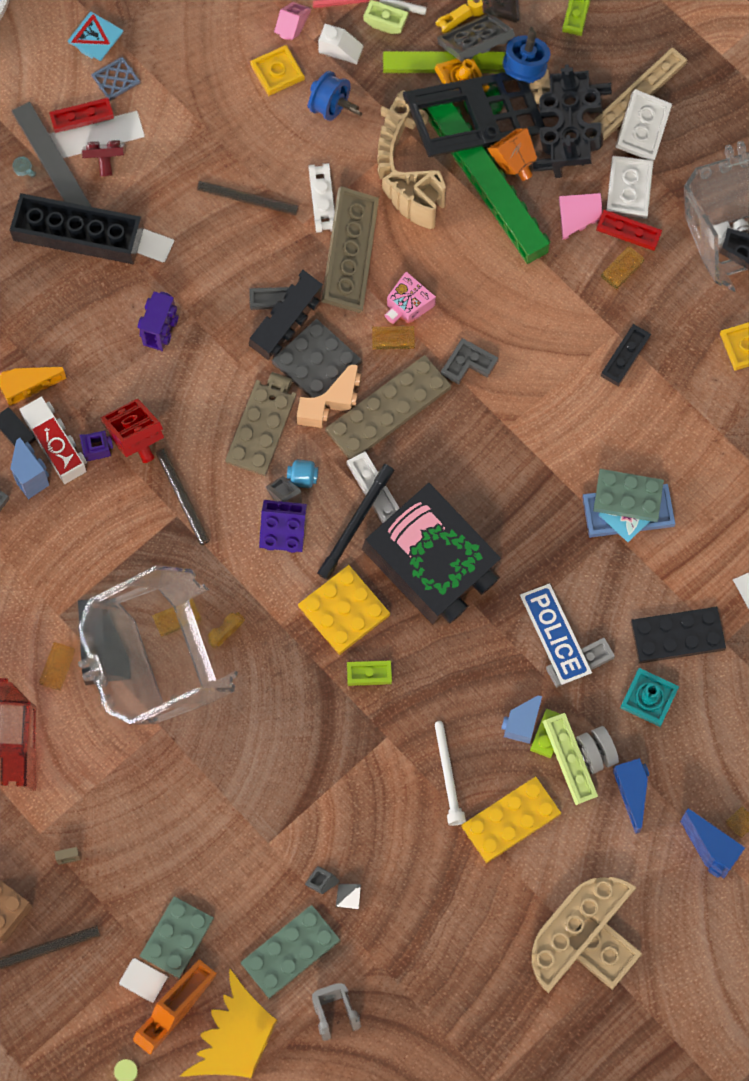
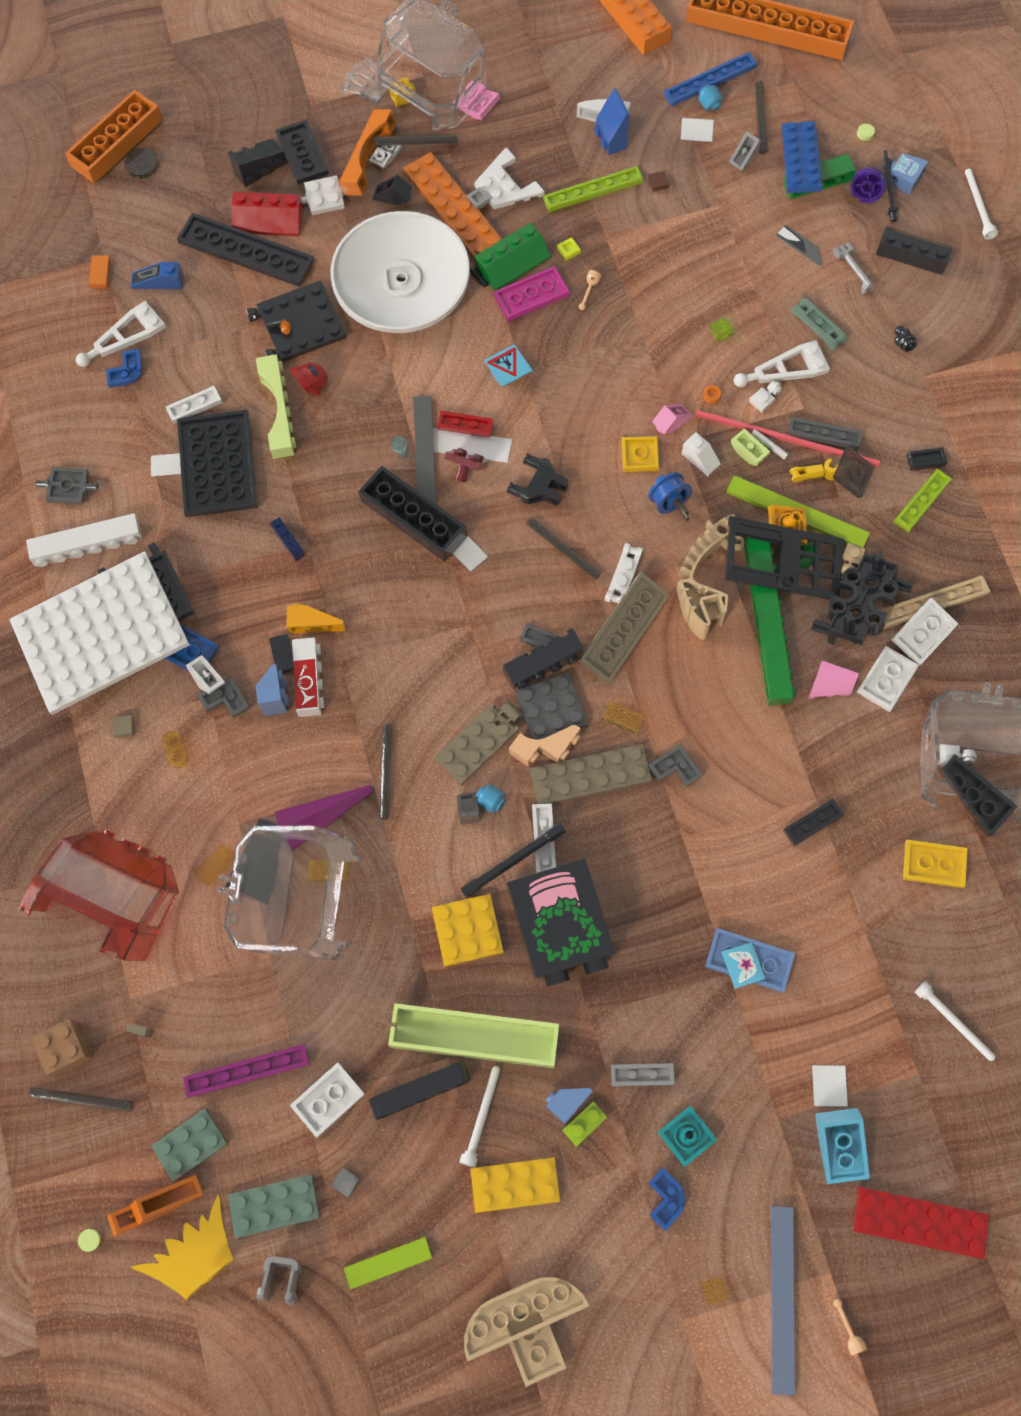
camera: 30 degrees right, 0 degrees up
(97, 452) = (342, 704): dark purple window -> none
(124, 88) = (507, 395): sand blue window -> none
(133, 429) = (371, 698): red brick -> none
(142, 558) = (320, 812): none -> magenta wedge
(143, 980) = (145, 1167): white sticker -> none
(158, 320) = (438, 617): dark purple brick -> none
(193, 145) = (541, 484): none -> black connector
(196, 842) = (246, 1071): none -> magenta plate
(220, 635) = (369, 898): clear yellow plate -> none
(282, 526) = (450, 836): dark purple brick -> none
(291, 830) = (327, 1100): none -> white plate
(321, 880) = (330, 1157): dark grey slope -> none
(369, 673) = (460, 995): lime plate -> none
(375, 777) = (419, 1090): none -> black beam
(403, 701) = (474, 1035): none -> yellowish green piece
(408, 300) = (651, 692): bright pink torso -> none
(427, 947) = (388, 1263): none -> lime tile
(476, 37) = (816, 496): dark grey plate -> none
(515, 153) = (801, 607): orange torso -> none
(526, 57) = (850, 531): blue wheel -> none
(555, 634) = (633, 1039): sticker -> none
(570, 758) = (590, 1158): yellowish green plate -> none
(597, 749) = (617, 1162): light grey wheel -> none
(622, 267) = (847, 745): clear yellow plate -> none
(628, 495) = (755, 948): sand green plate -> none
(629, 230) = (869, 716): red plate -> none
(632, 784) = (633, 1210): blue slope -> none
(664, 759) = (672, 1202): none -> blue plate
(678, 635) = (740, 1092): black plate -> none
(714, 847) = (676, 1306): blue slope -> none

